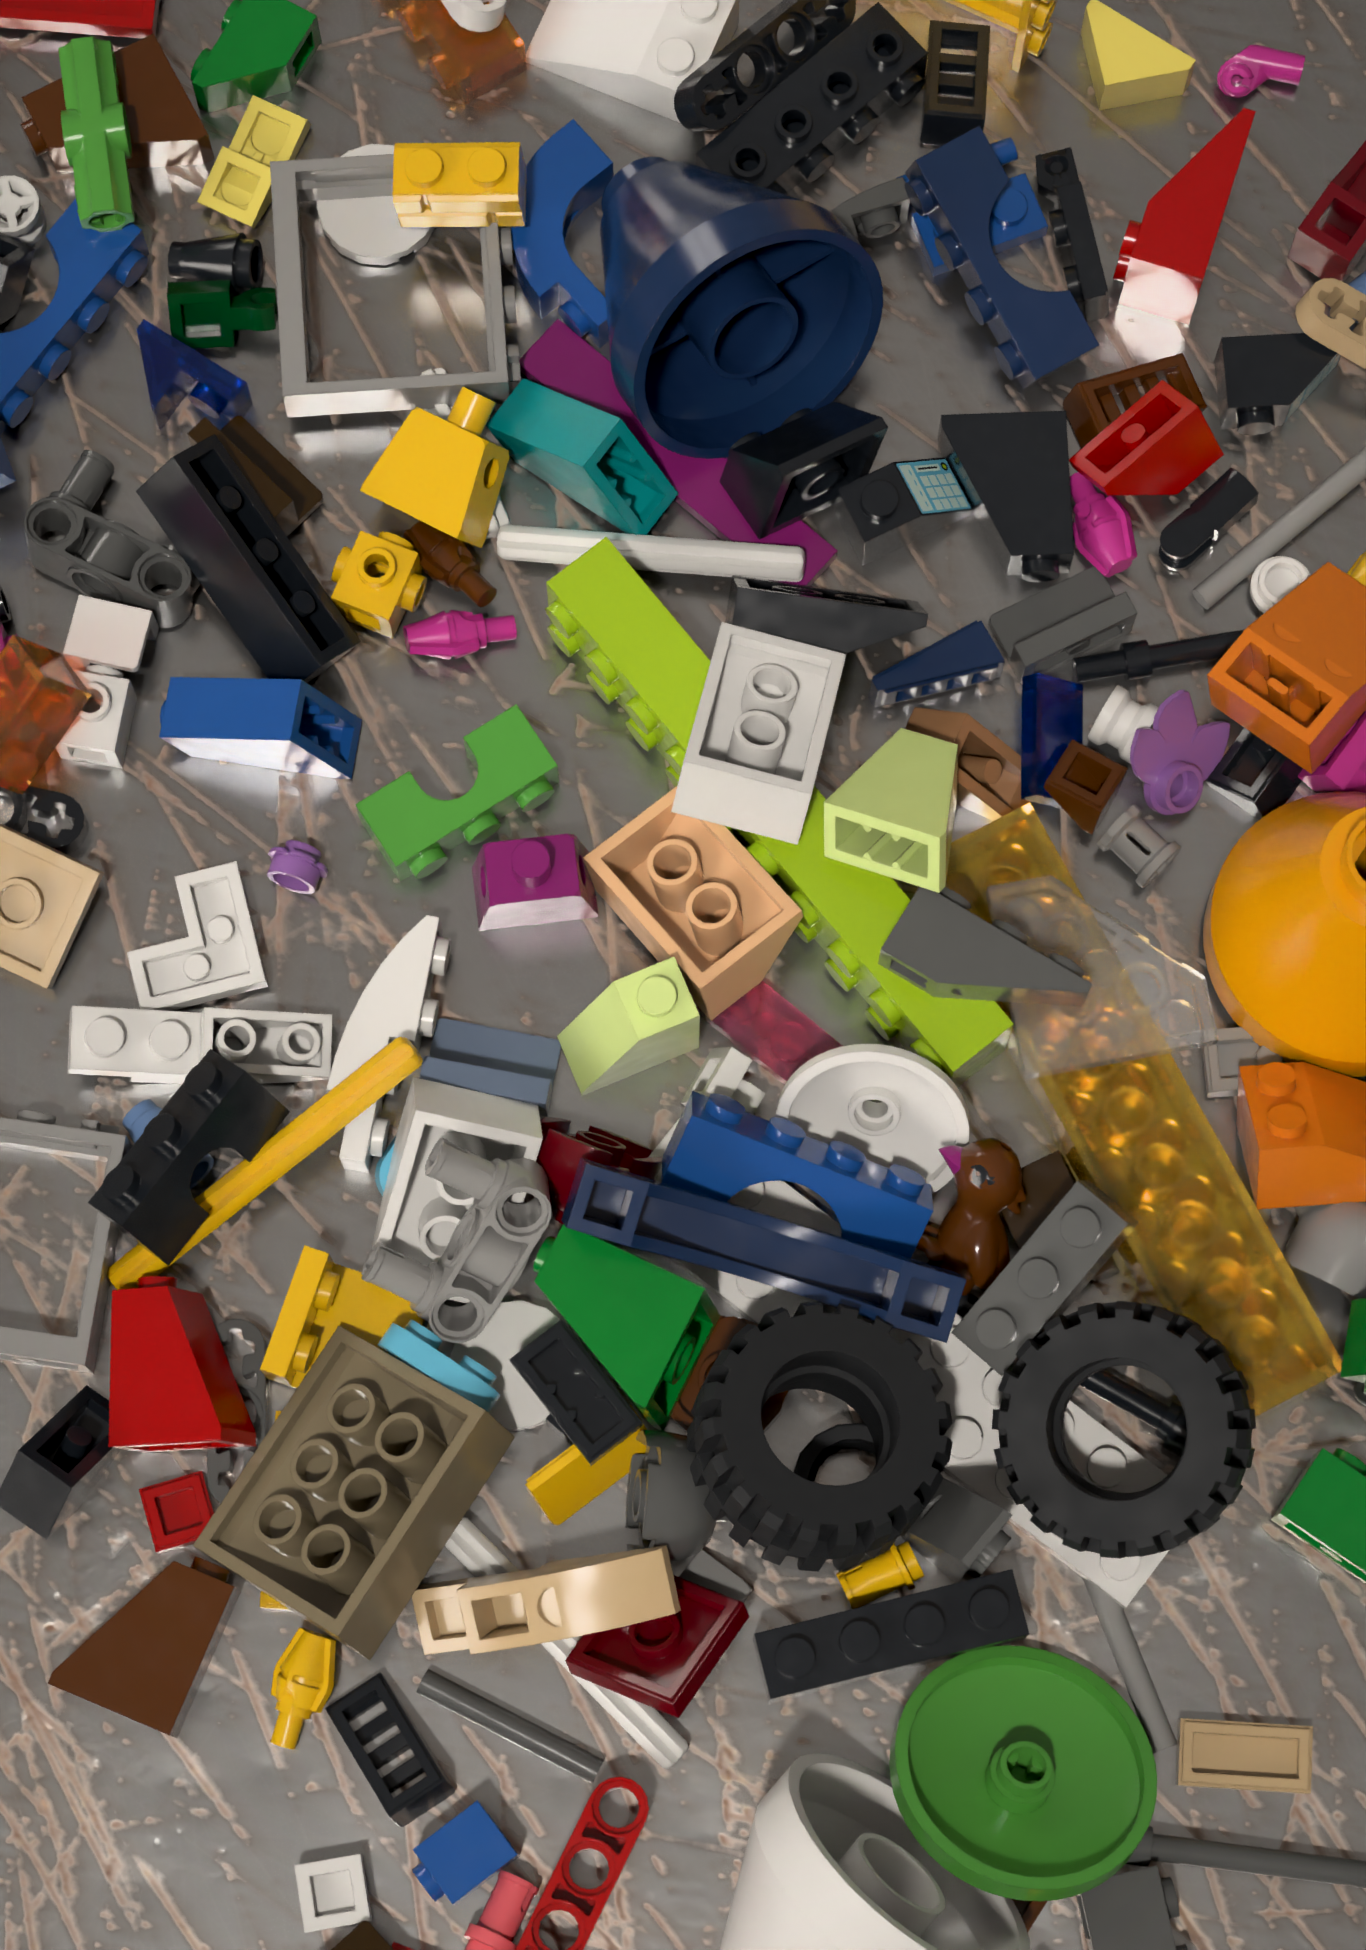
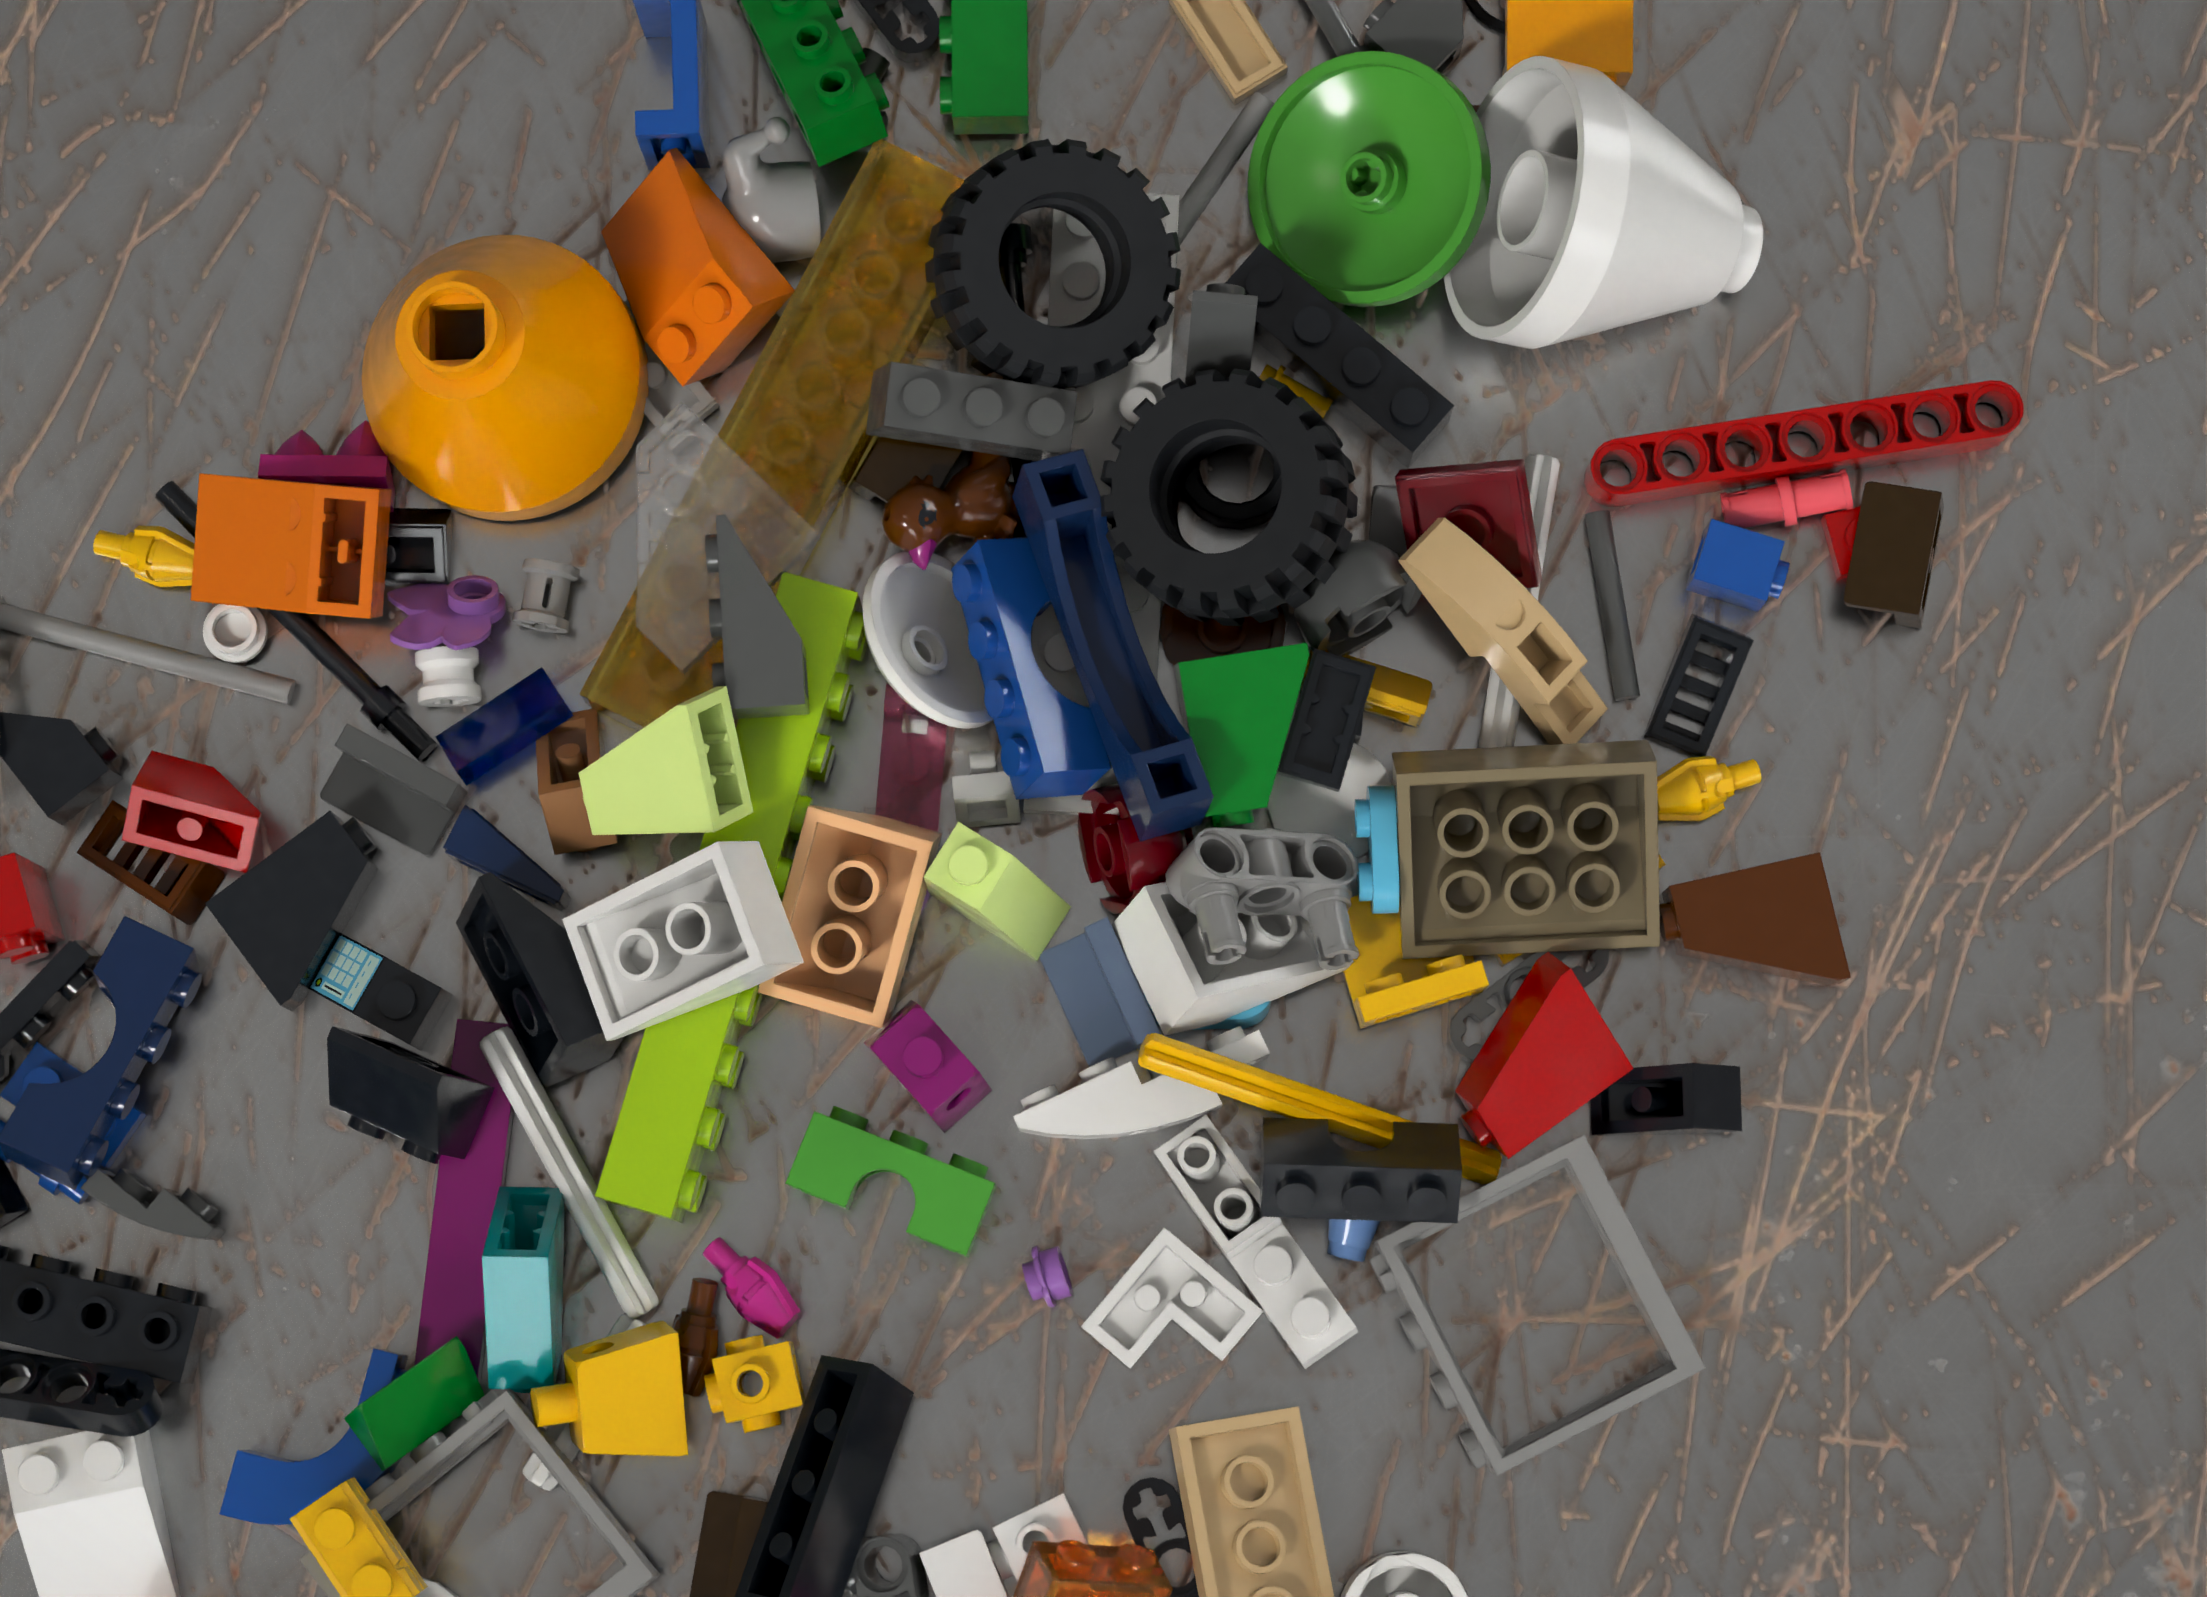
camera: 125 degrees left, 5 degrees up
(177, 1510) = (1637, 985): red tile -> none
(261, 724) = (951, 1394): blue slope -> none
(333, 1893) = (1839, 646): white plate -> none
(548, 312) = (416, 1404): none -> green slope
(728, 303) = (306, 1256): dark blue cone -> none
(1085, 784) = (524, 671): reddish brown slope -> none
(1101, 528) = (287, 808): dark pink piece -> none
(1206, 520) = (217, 731): black bar -> none

